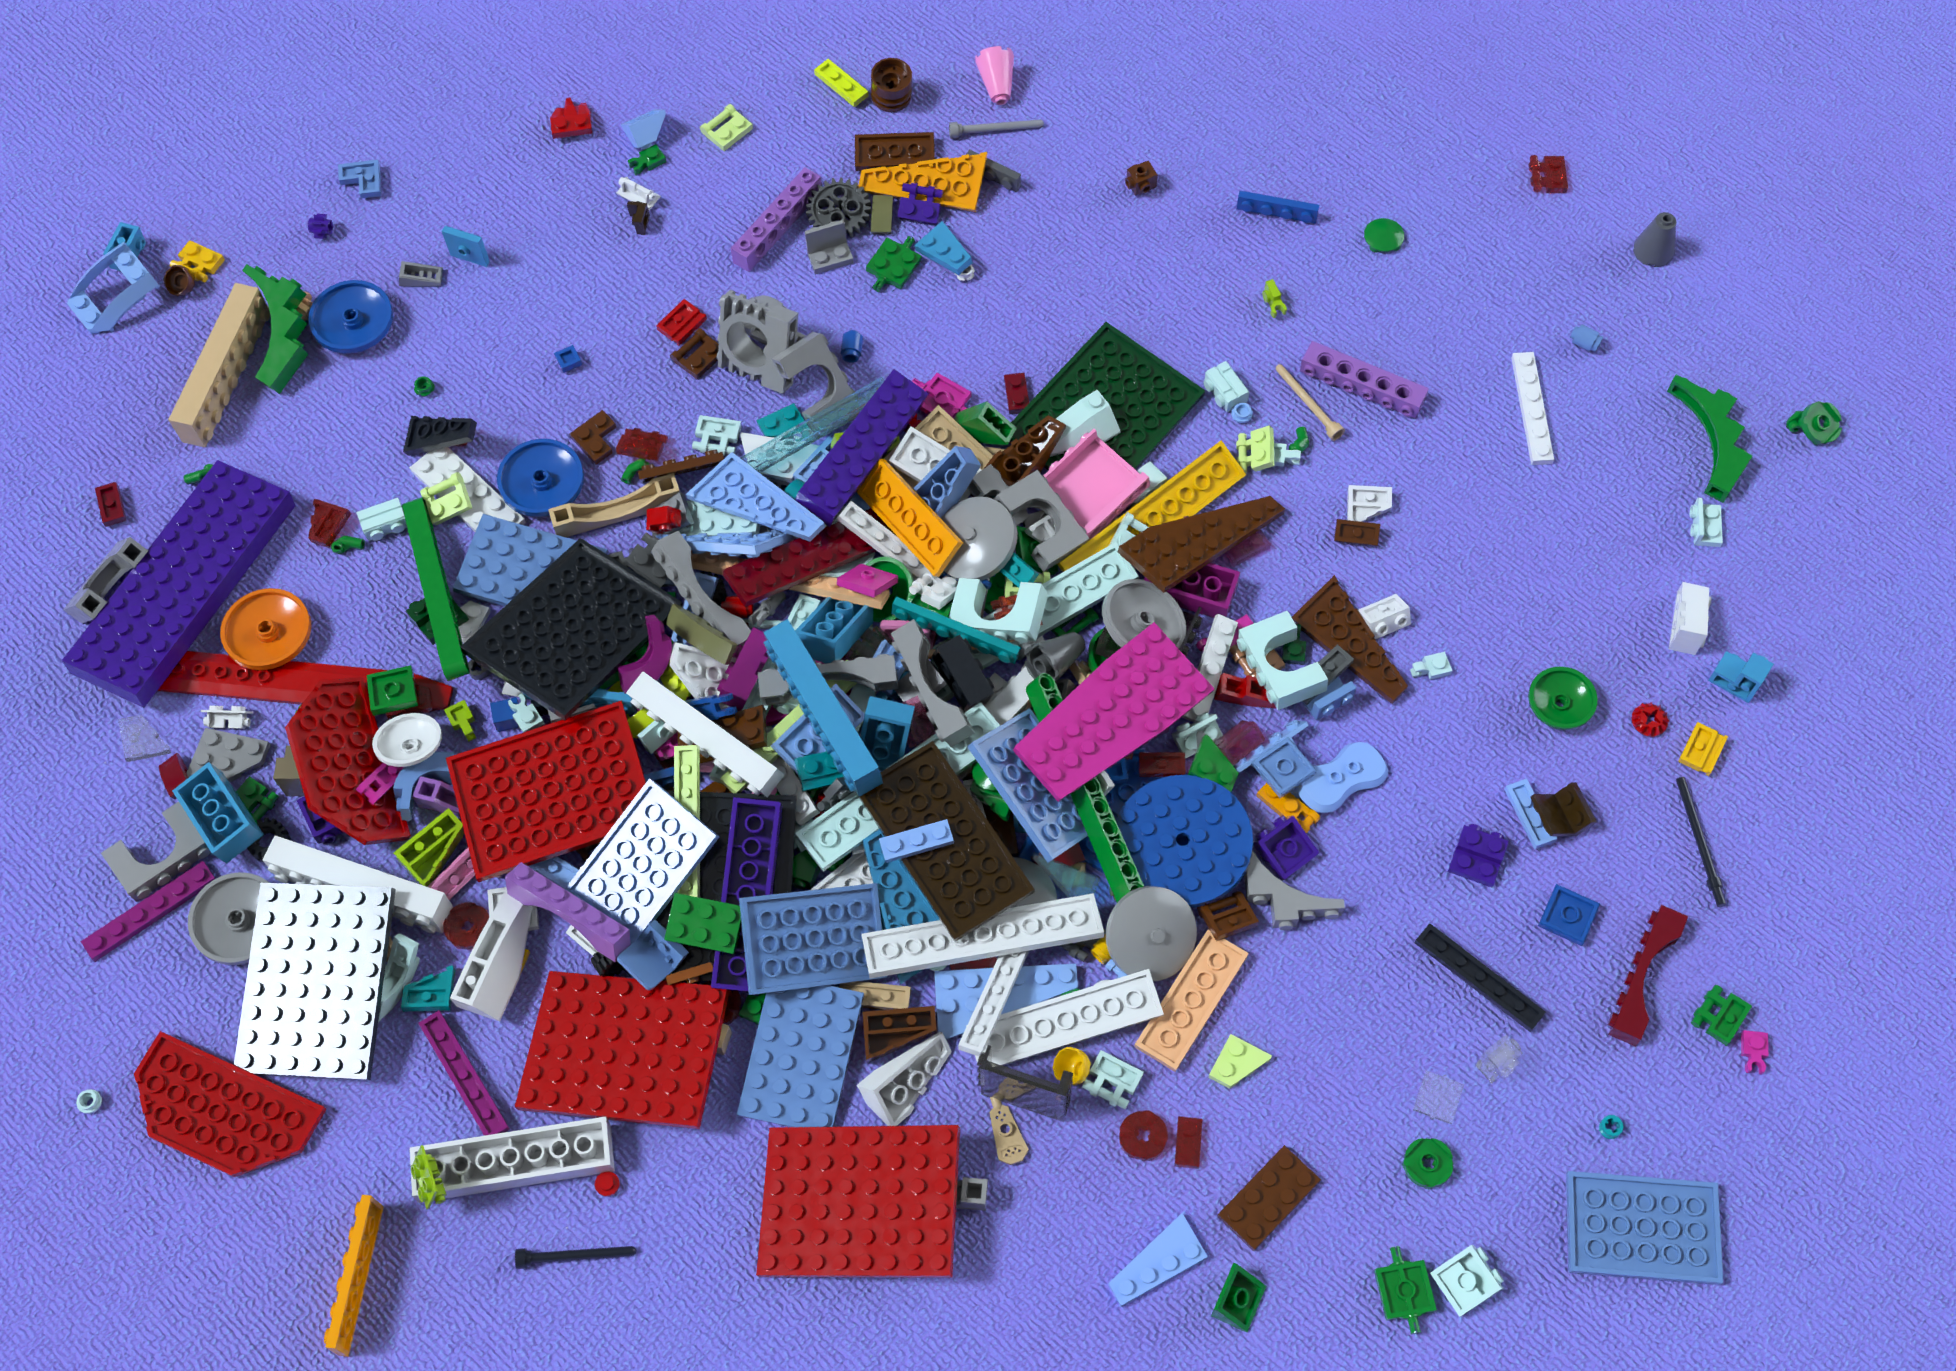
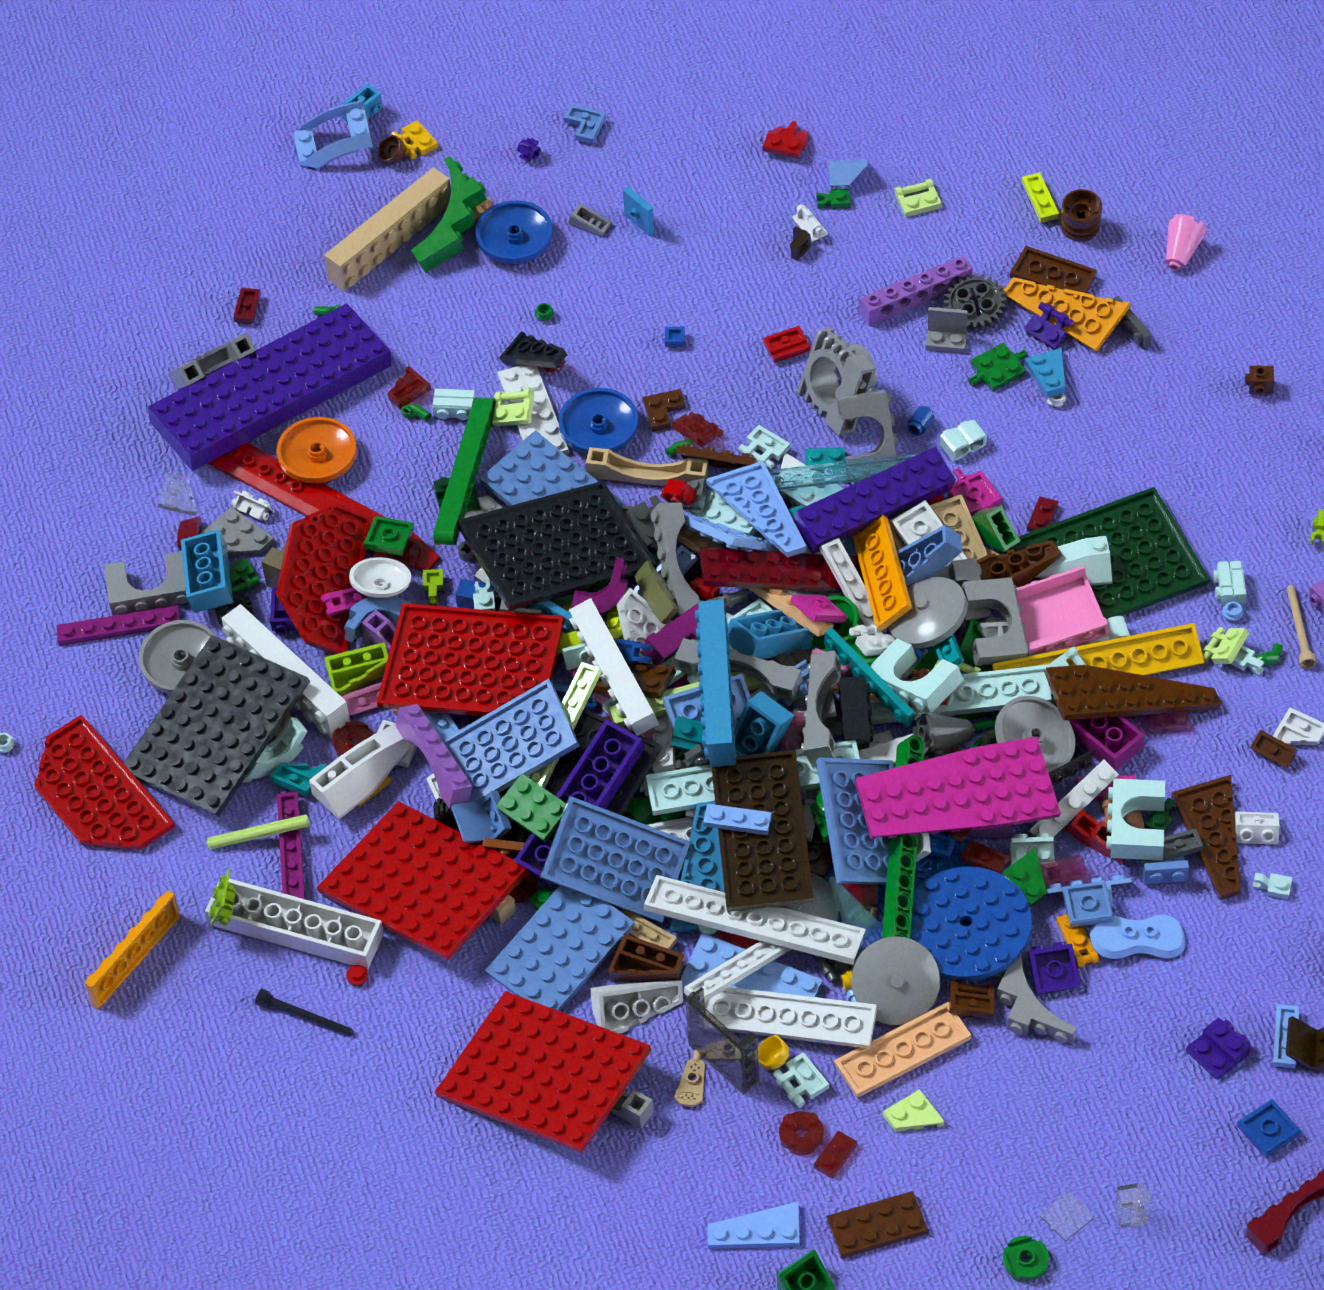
camera: 30 degrees right, 10 degrees down
(420, 1075) = (258, 831): none -> yellowish green axle
(701, 359) = (786, 381): reddish brown plate -> none
(882, 214) = (1010, 322): olive slope -> none
(902, 348) = (963, 440): none -> light aqua brick
(957, 130) = (1120, 276): light grey piece -> none
(1480, 977) = (1159, 1141): black plate -> none

